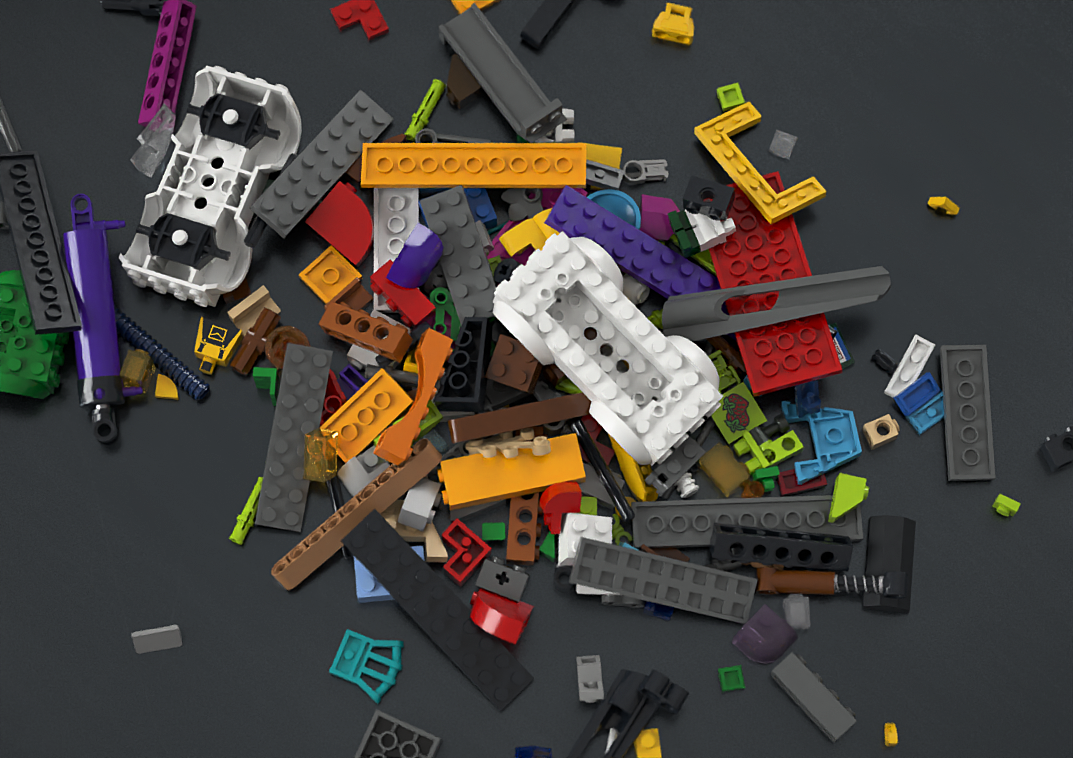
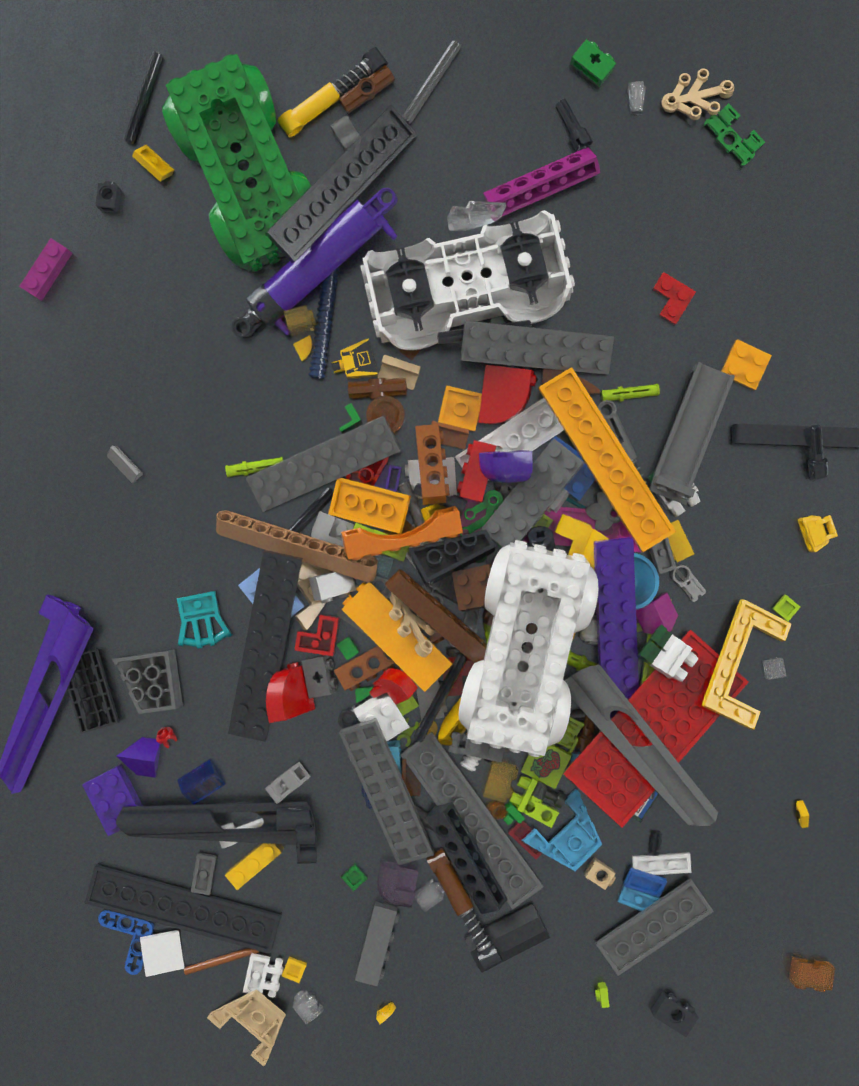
camera: 65 degrees right, 15 degrees up
(320, 455) = (320, 492): clear yellow brick -> none
(461, 85) = (667, 406): dark brown slope -> none
(700, 189) = (694, 639): black brick -> none
(807, 398) = (587, 811): dark blue hips -> none
(847, 495) = (533, 881): lime slope -> none

